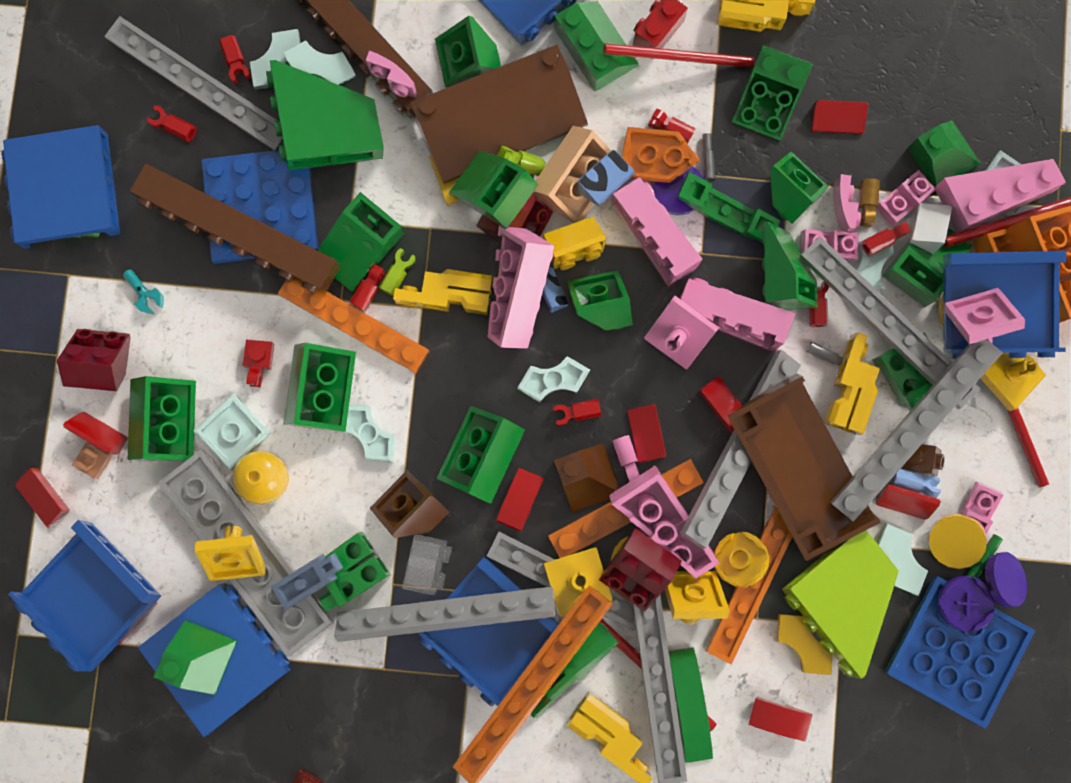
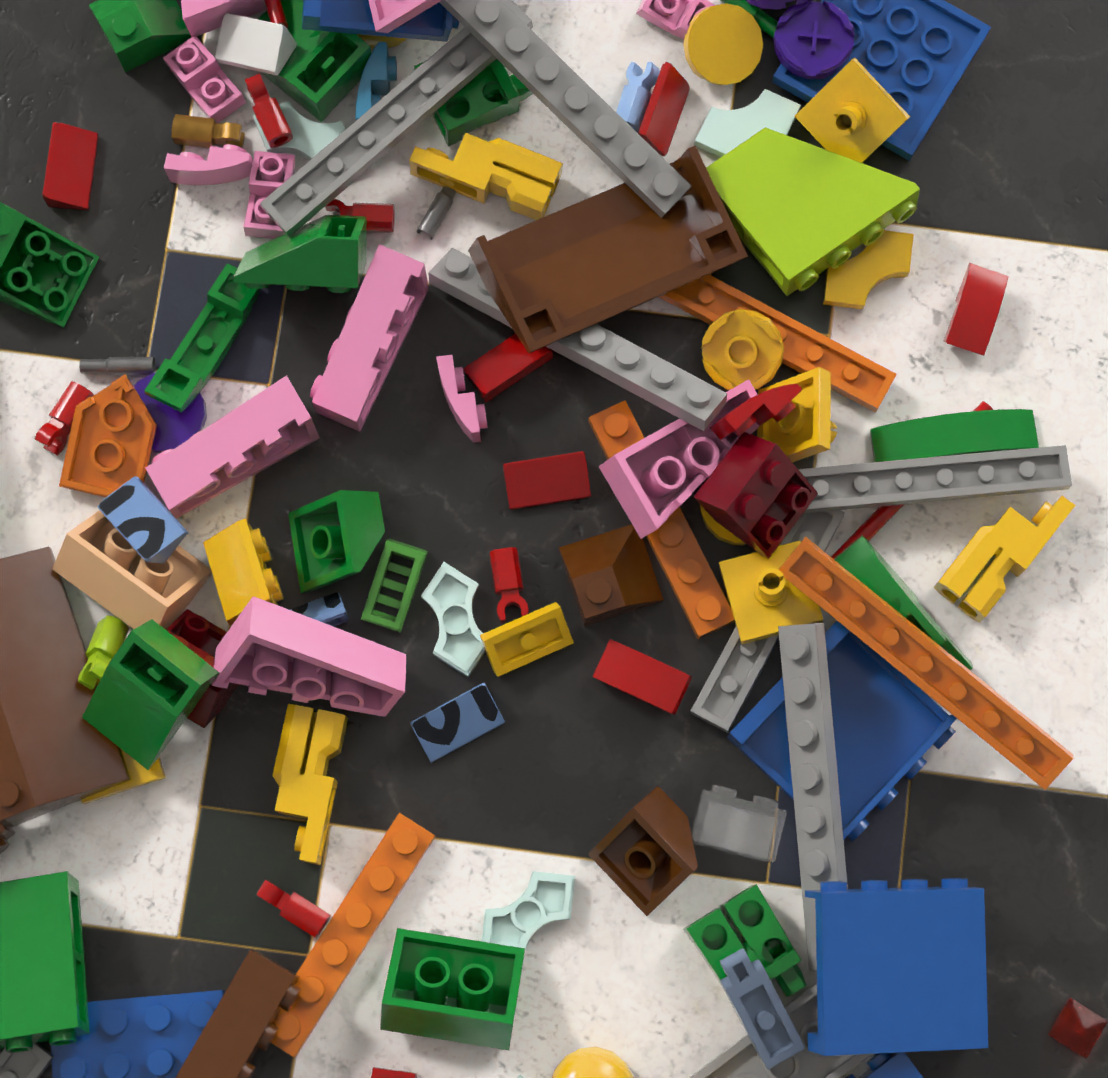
camera: 85 degrees left, 5 degrees down
(335, 670) = (900, 967): none -> blue panel
(360, 240) = (216, 916): green slope -> none
(396, 273) = (274, 862): lime bar -> none
(480, 453) = (568, 735): green slope -> none
(486, 383) = (457, 722): none -> slope
(541, 424) = (526, 639): none -> yellow plate
(596, 346) = (404, 550): none -> bright green slope
(627, 456) = (582, 511): bright pink bar -> none
(681, 332) = (395, 419): bright pink tile -> none
(690, 379) = (463, 406): none -> bright pink slope
(699, 575) = (769, 404): none -> red slope
(794, 187) = (178, 237): green slope -> none
(913, 631) = (852, 114): none -> yellow tile
(914, 308) = (375, 78): none -> dark azure slope
(926, 460) = (604, 77): reddish brown bracket -> none

